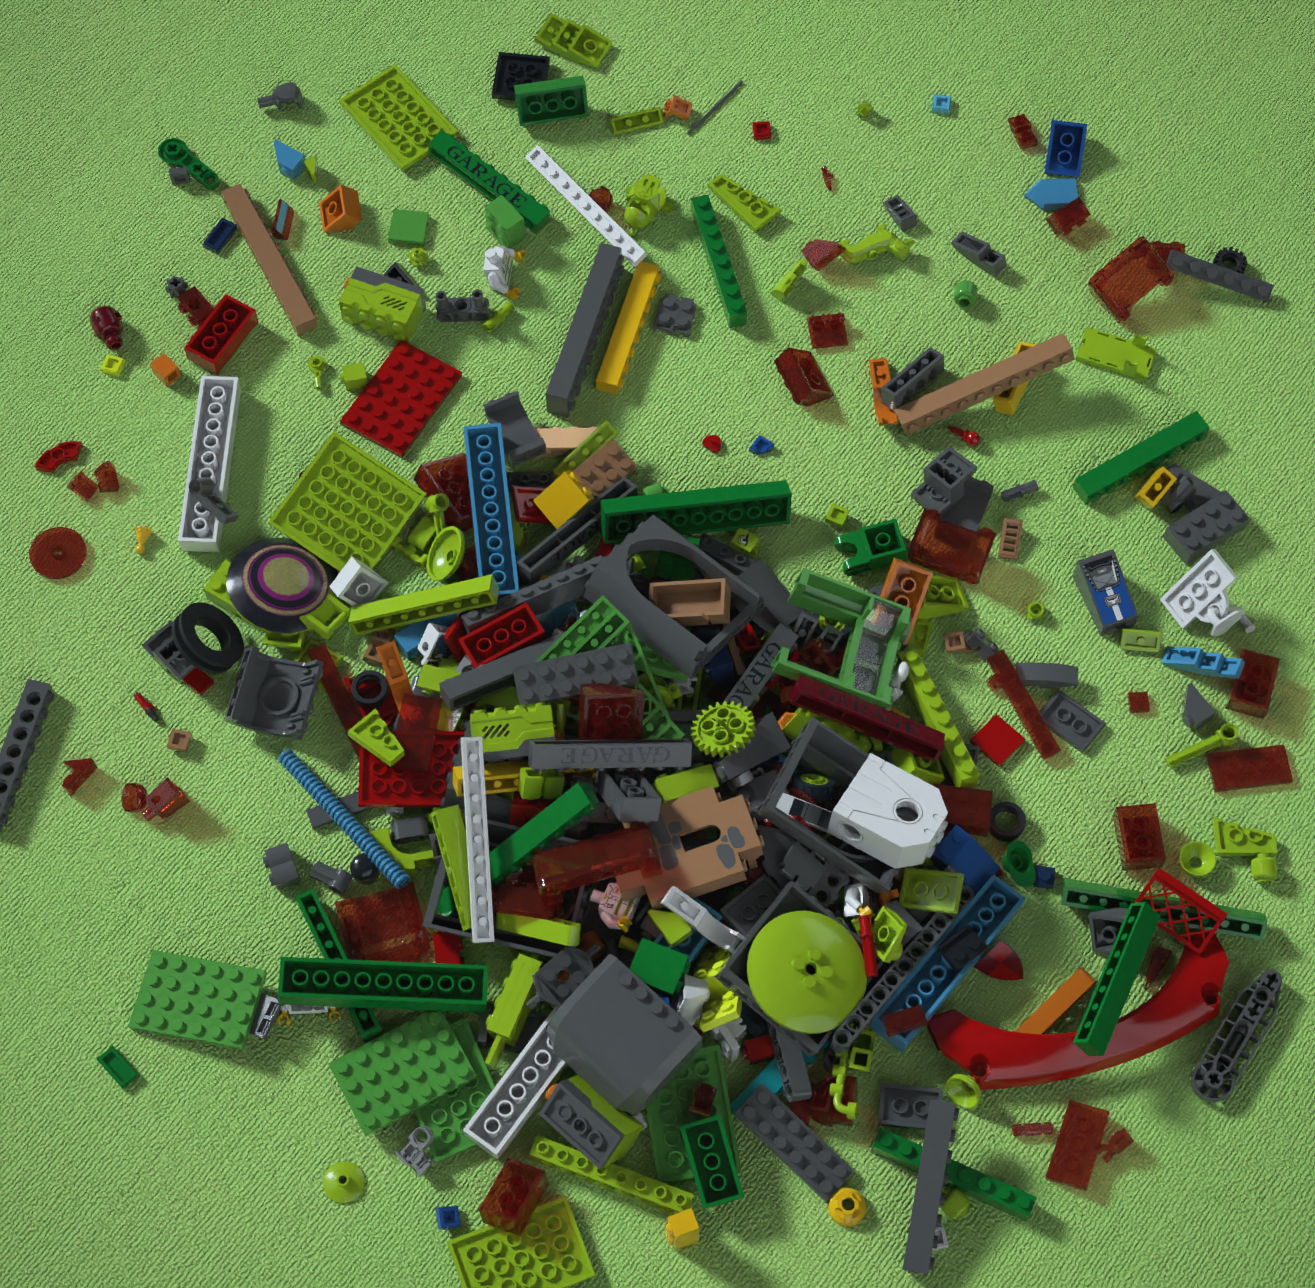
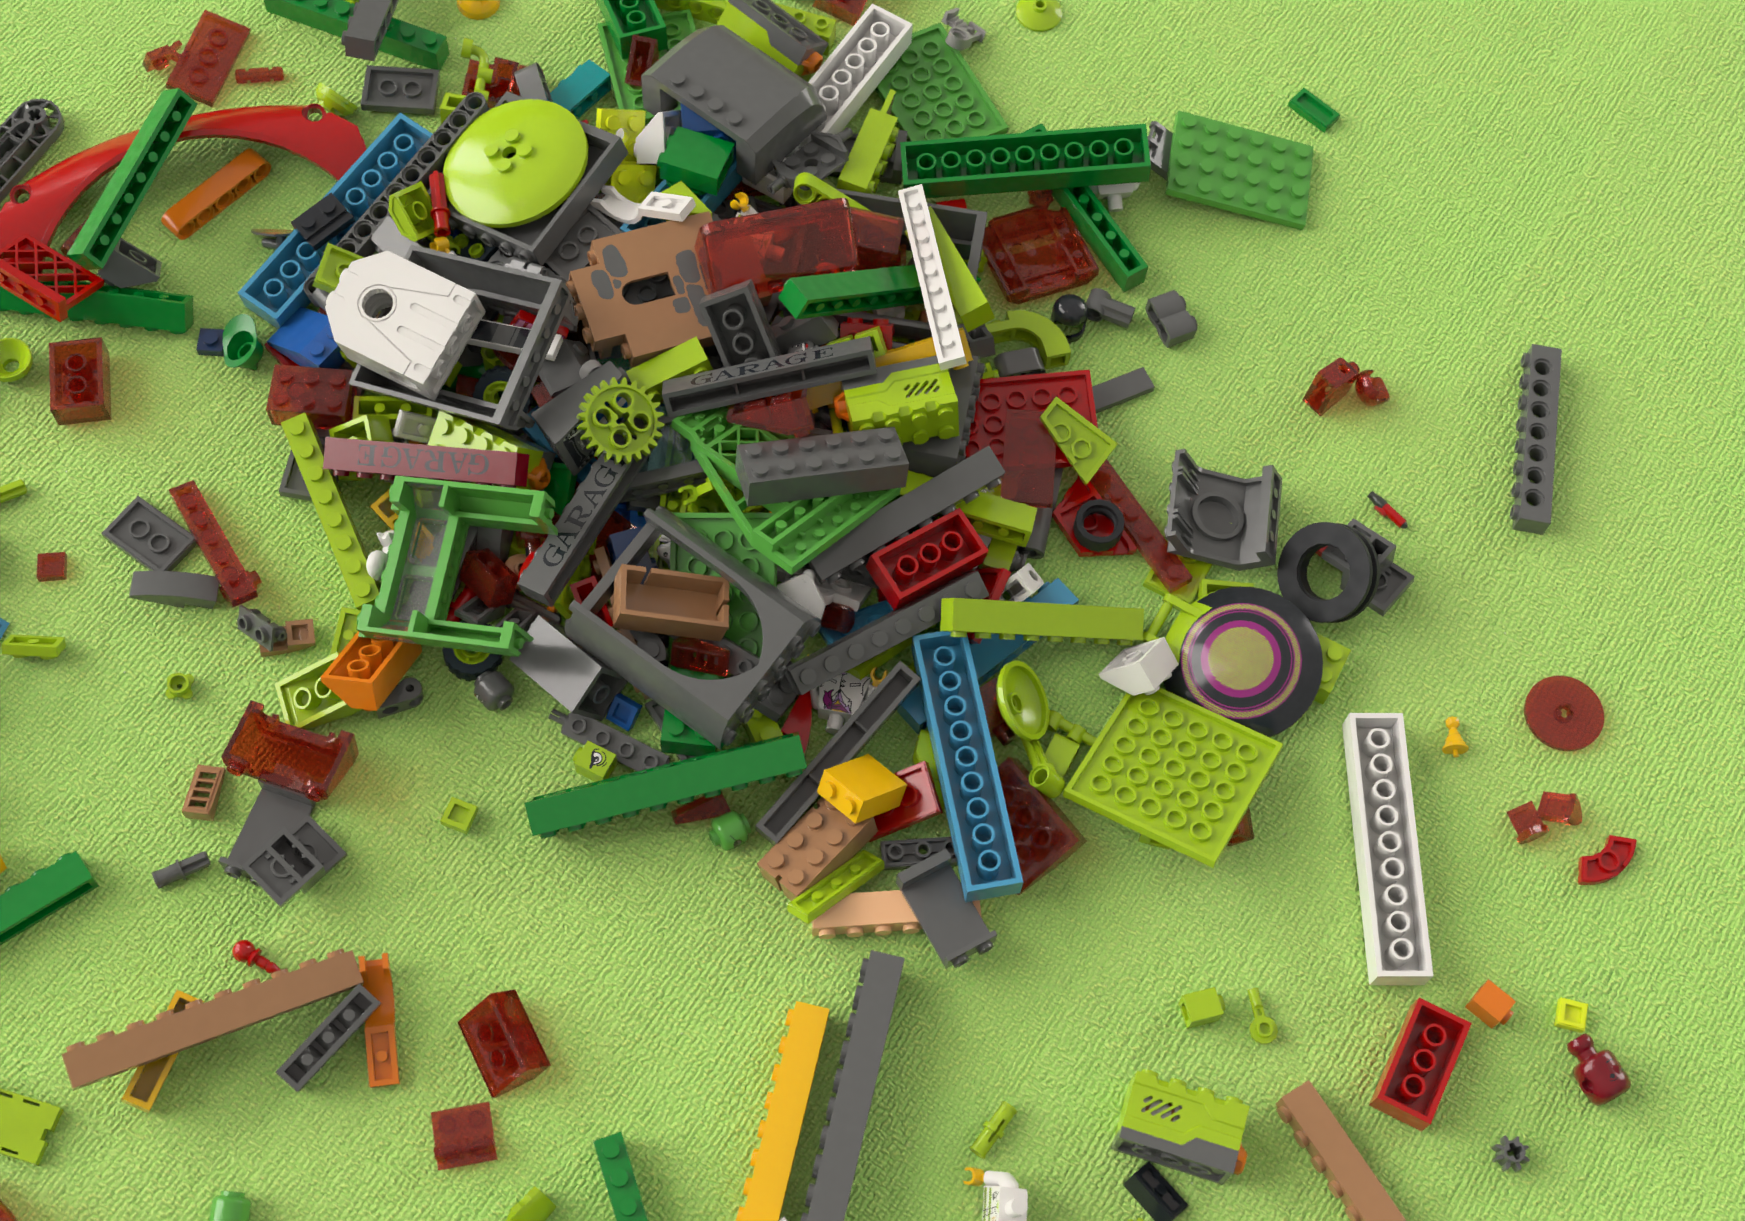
camera: 170 degrees right, 0 degrees up
(81, 771) = (1452, 421): clear red slope -> none
(179, 740) = (1333, 465): medium nougat plate -> none
(192, 300) = (1472, 1132): clear red brick -> none
(203, 491) = (1369, 761): dark grey plate -> none
(344, 819) = (1105, 363): dark azure piece -> none
(377, 639) = (1099, 591): medium nougat slope -> none
(394, 671) = (1069, 524): orange piece -> none
(401, 398) = (1124, 981): red plate -> none
(402, 1071) = (991, 96): bright green plate -> none
(449, 309) = (1073, 1137): dark grey piece -> none
(675, 314) = (710, 1153): dark grey plate -> none
(712, 443) = (645, 930): red piece -> none
(761, 446) = (571, 928): blue tile -> none
(793, 1142) = (533, 41): dark grey plate -> none
(873, 546) = (414, 760): green brick -> none
(904, 1020) = (400, 133): clear red plate -> none
(997, 740) = (253, 507): red tile -> none
(1015, 810) = (241, 389): black tyre -> none
(1105, 592) = (73, 707): slope -> none

